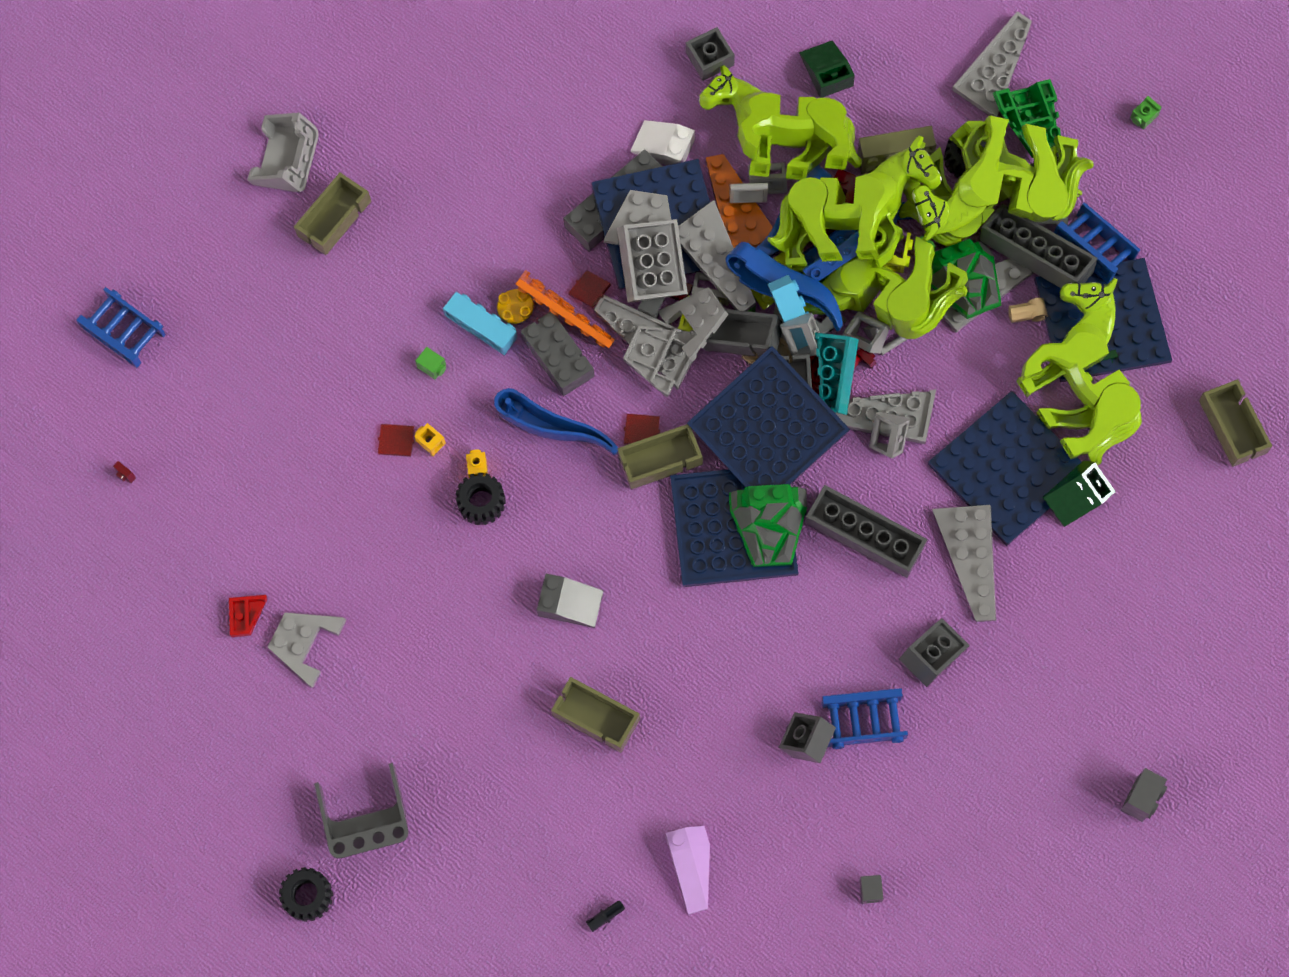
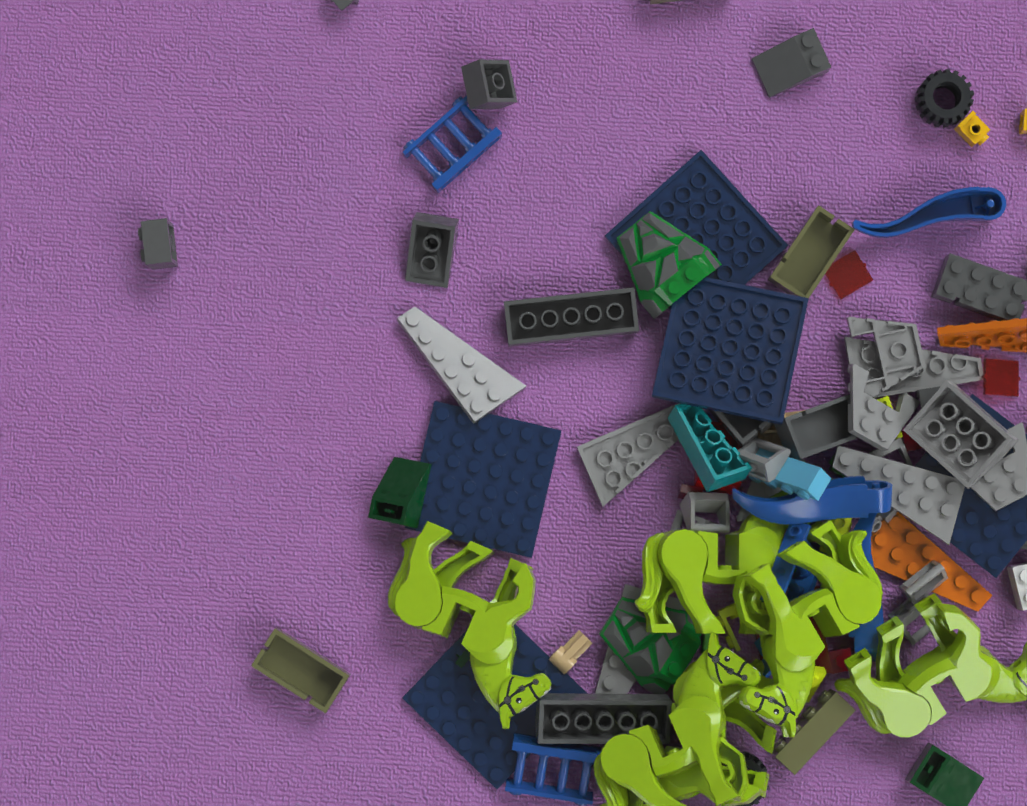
camera: 140 degrees right, 15 degrees up
(897, 435) = (607, 433): light grey tile -> none

